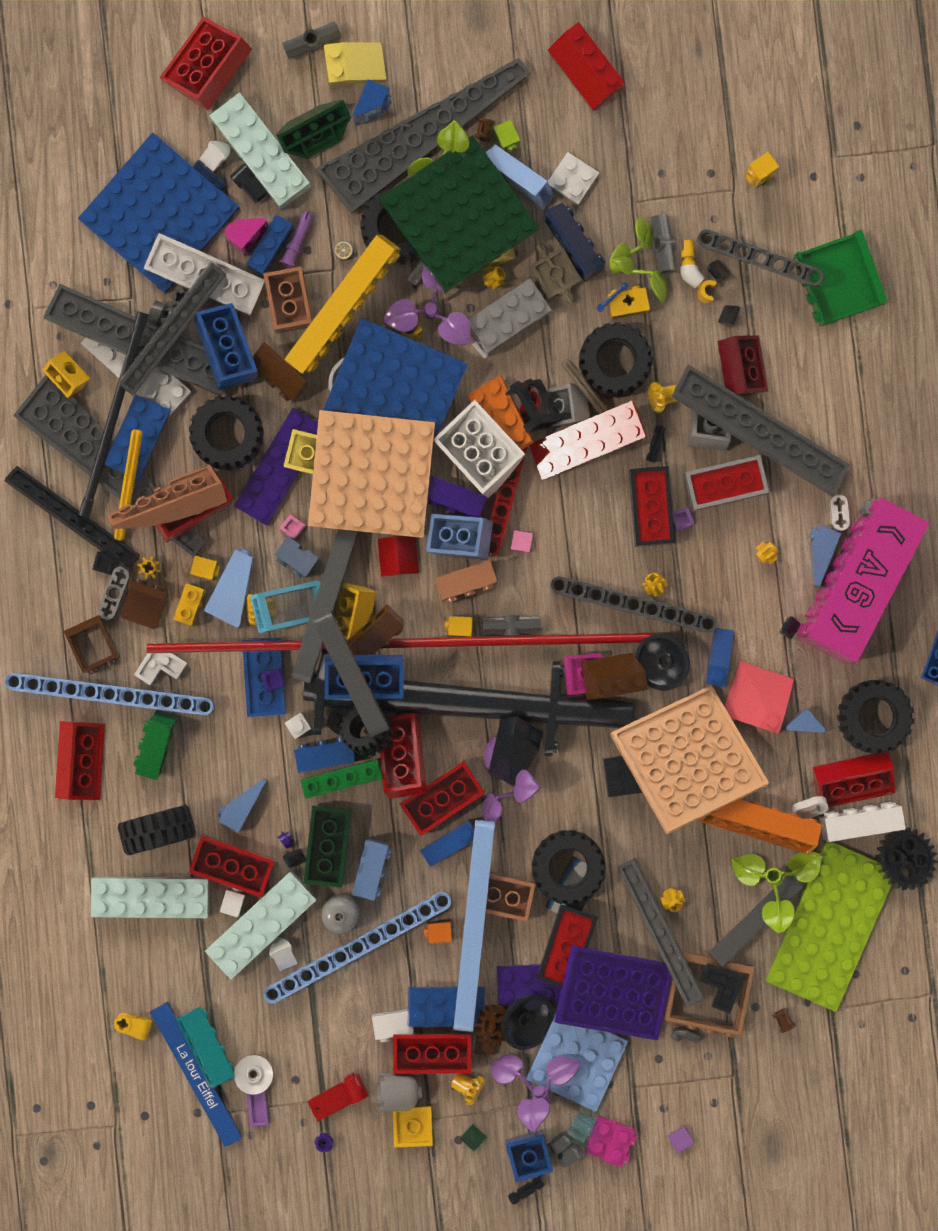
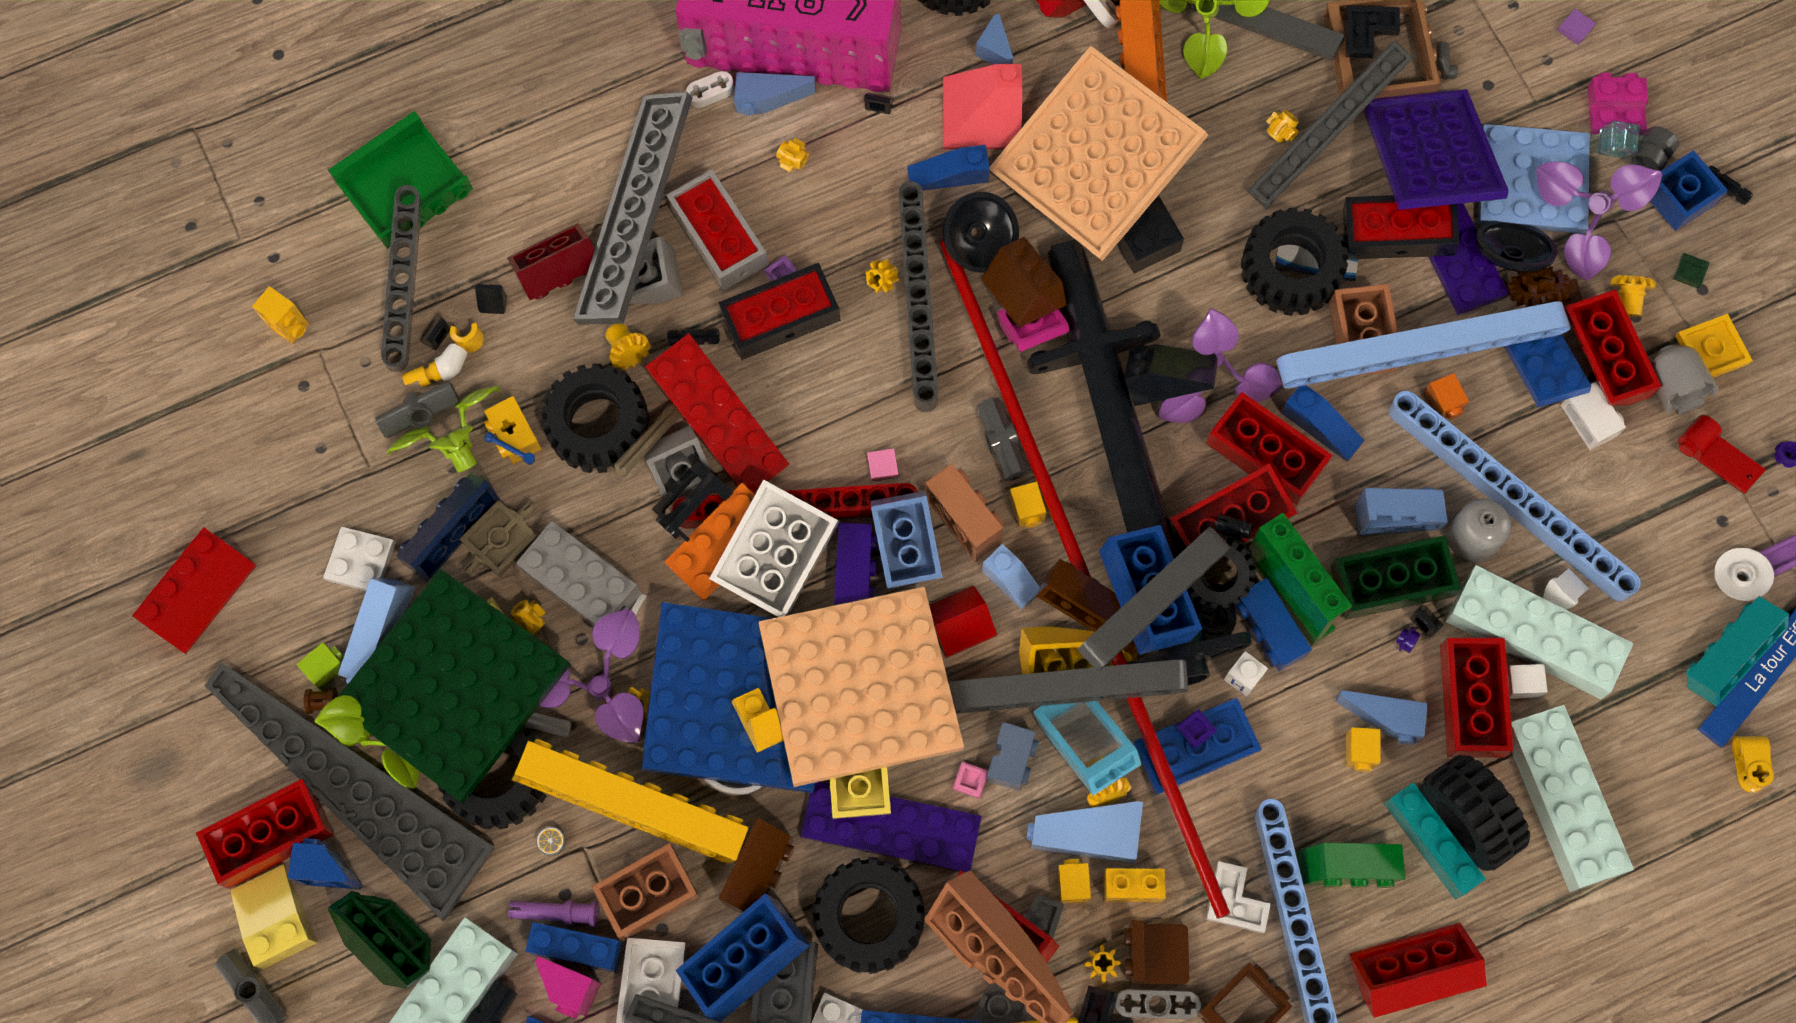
camera: 100 degrees left, 15 degrees down
(152, 802) = (1434, 841): none -> teal brick
(225, 781) = (1362, 749): none -> yellow brick
(370, 401) = (758, 720): none -> yellow slope
(389, 750) = (1234, 526): none -> black pin
(406, 72) = (263, 834): none -> red slope
(414, 598) = (1010, 576): none -> light blue slope

